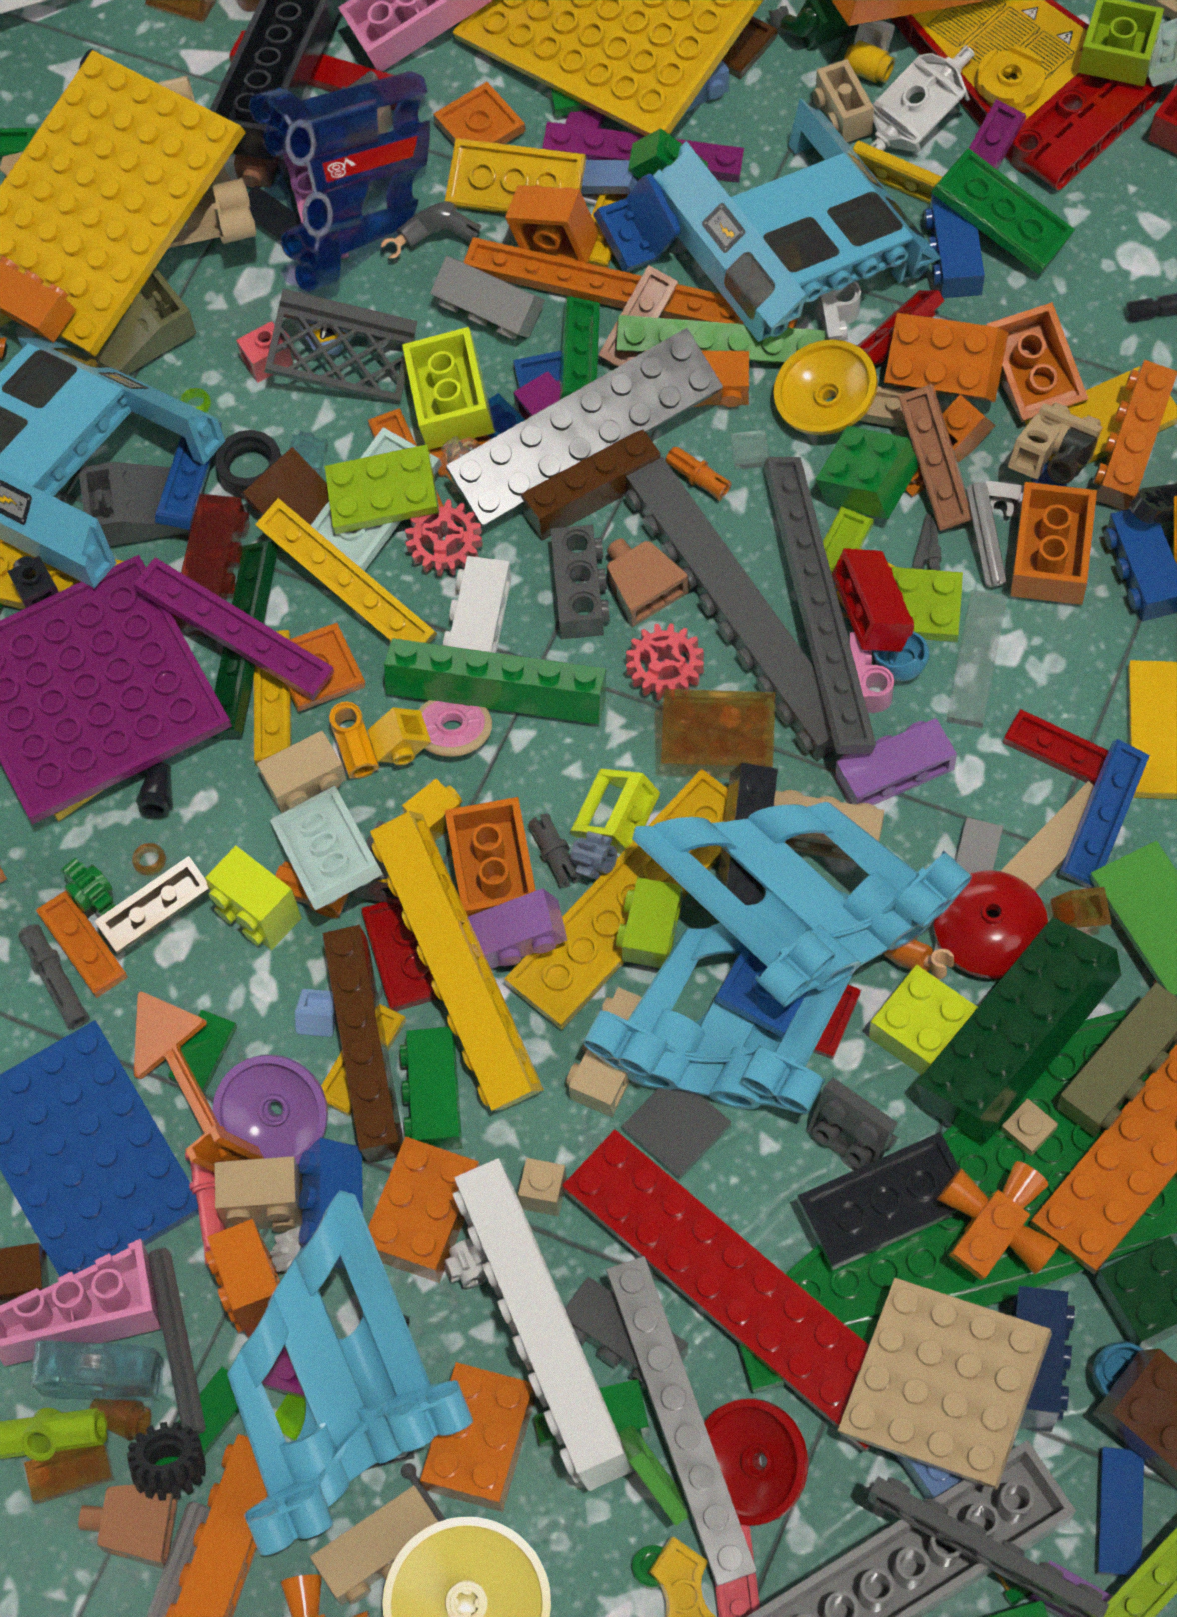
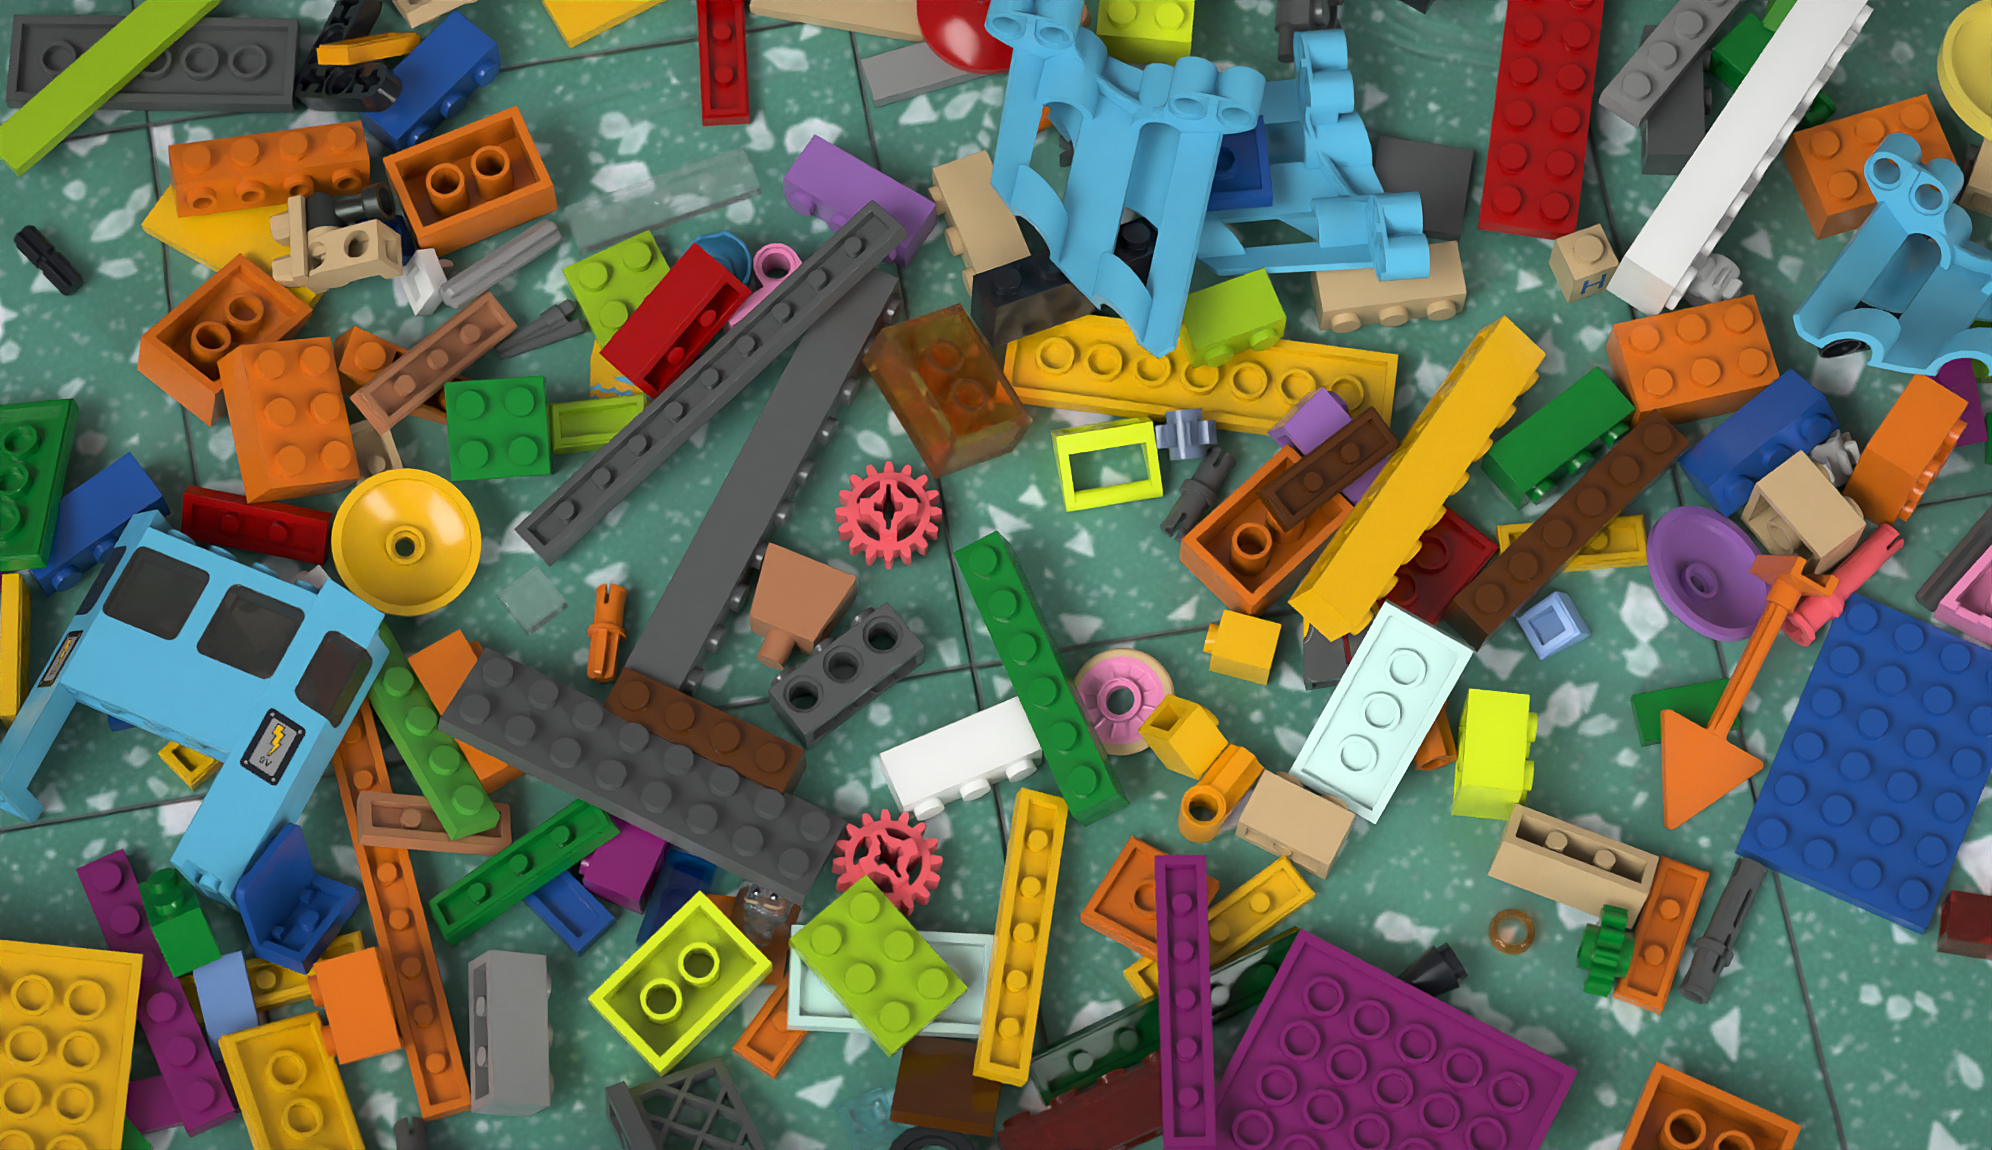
camera: 130 degrees left, 5 degrees up
(498, 904) = (1328, 469): none -> reddish brown tile

